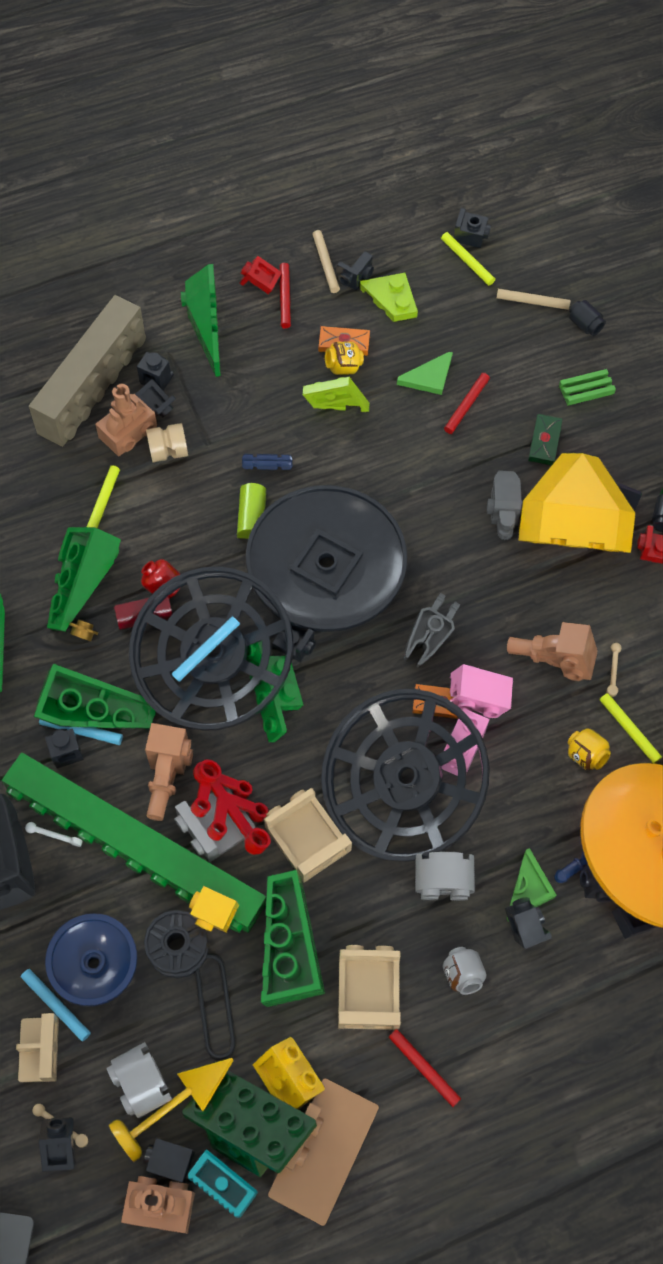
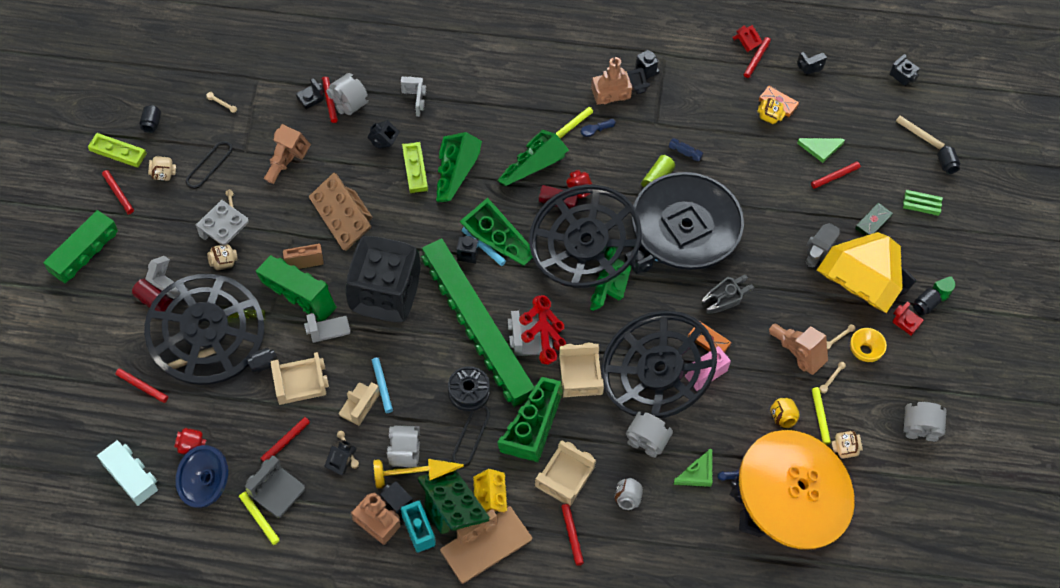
camera: 30 degrees right, 5 degrees down
(31, 828) = (424, 284): white hinge -> none
(79, 943) = (413, 359): dark blue dish -> none
(83, 630) = (517, 191): pearl gold plate -> none
(88, 371) = (613, 40): dark tan brick -> none
(130, 496) = (589, 130): none -> dark blue piece
(167, 442) = (629, 109): tan wheel -> none
(167, 754) = (524, 284): nougat brick -> none
(202, 312) = (699, 41): green wedge -> none
(205, 648) = (581, 233): medium azure bar -> none
(212, 909) = (499, 377): yellow brick -> none
(326, 262) = (796, 48): tan bar -> none
(335, 395) = (752, 129): lime wing -> none
(392, 295) = (826, 88): lime wing -> none
(468, 258) = (891, 87): neon yellow bar -> none
(481, 691) = (736, 343): bright pink hinge -> none
(527, 923) = (683, 487): black brick -> none
(599, 593) = (851, 328): none -> tan hinge
(638, 596) = (870, 338): none -> yellow piece

